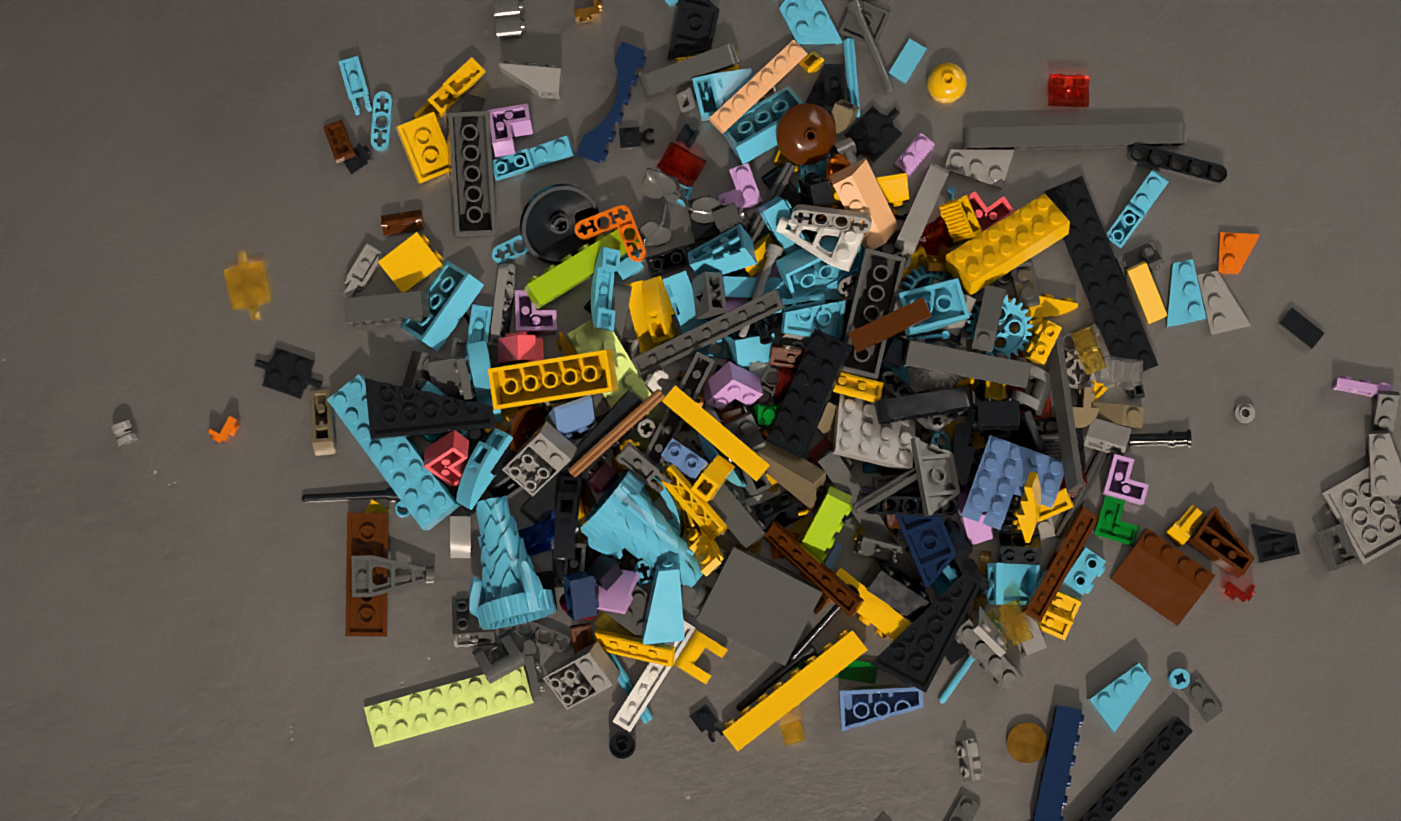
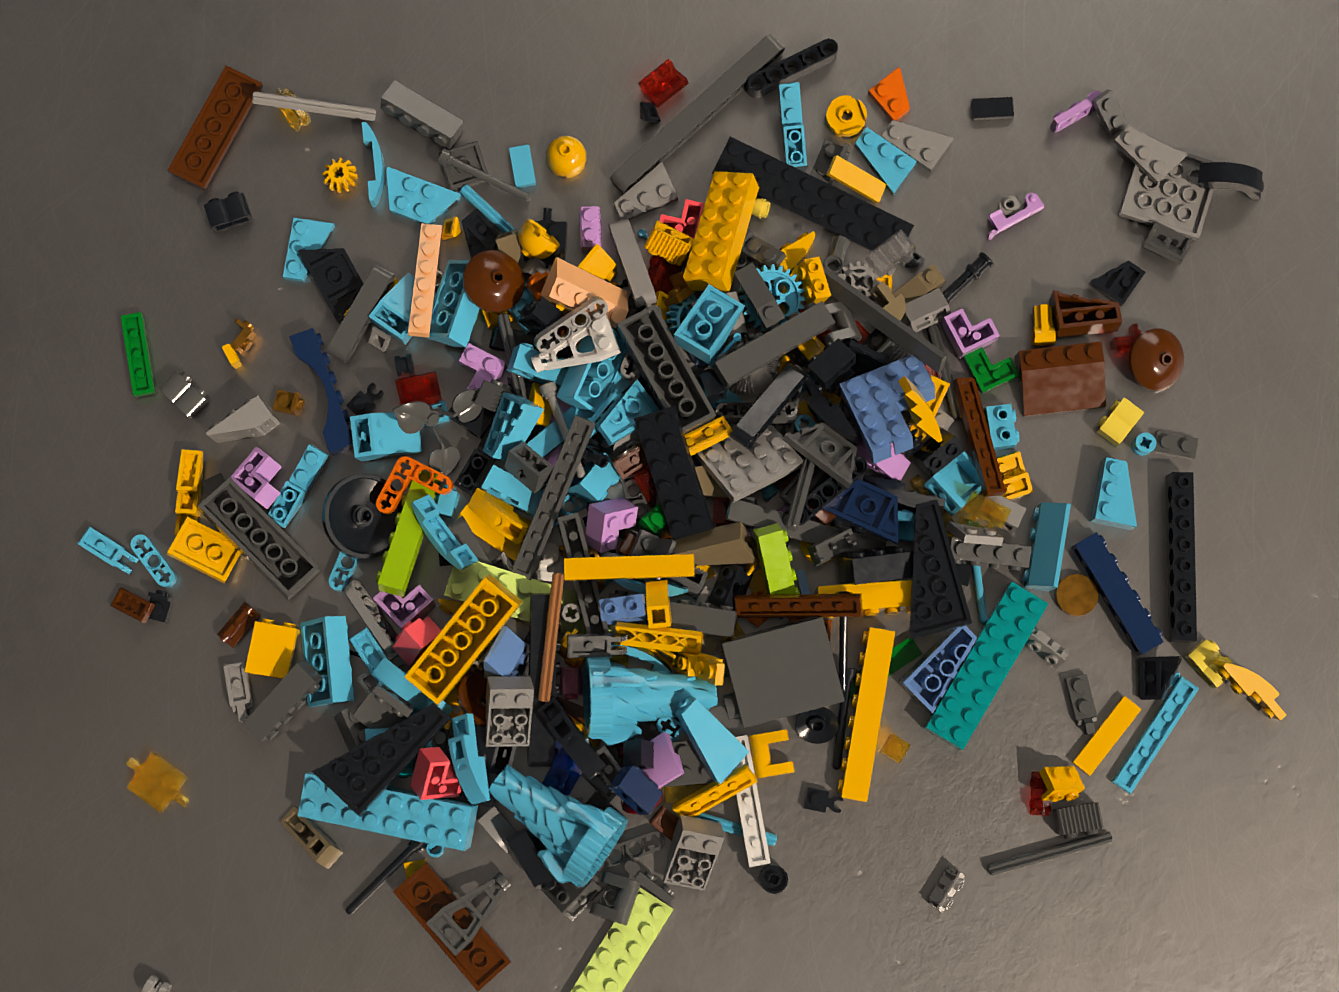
camera: 45 degrees left, 5 degrees down
(230, 428) = (240, 909): orange bracket -> none
(288, 373) = (250, 823): black plate -> none
(466, 567) = (526, 847): none -> black slope
(567, 18) = (232, 356): none -> yellow tile
(579, 89) = (288, 402): none -> pearl gold bracket
(623, 176) = (381, 437): none -> medium azure slope
(747, 670) = (814, 731): none -> black dish
(864, 130) = (536, 241): none -> yellow cylinder
(890, 325) = (689, 363): reddish brown tile -> none
(912, 733) = (985, 666): none -> teal brick
(1036, 687) = (1047, 546): none -> medium azure slope
(1038, 103) = (649, 112): none -> black slope
(1056, 250) = (761, 208): none -> light yellow cone
(1088, 351) = (854, 257): clear yellow slope -> none
(1176, 646) = (1119, 422): none -> light yellow brick
(1195, 232) = (851, 106): none -> yellow plate
(1225, 421) = (1000, 223): none -> lavender piece
(1242, 615) = (1148, 363): none -> reddish brown dish

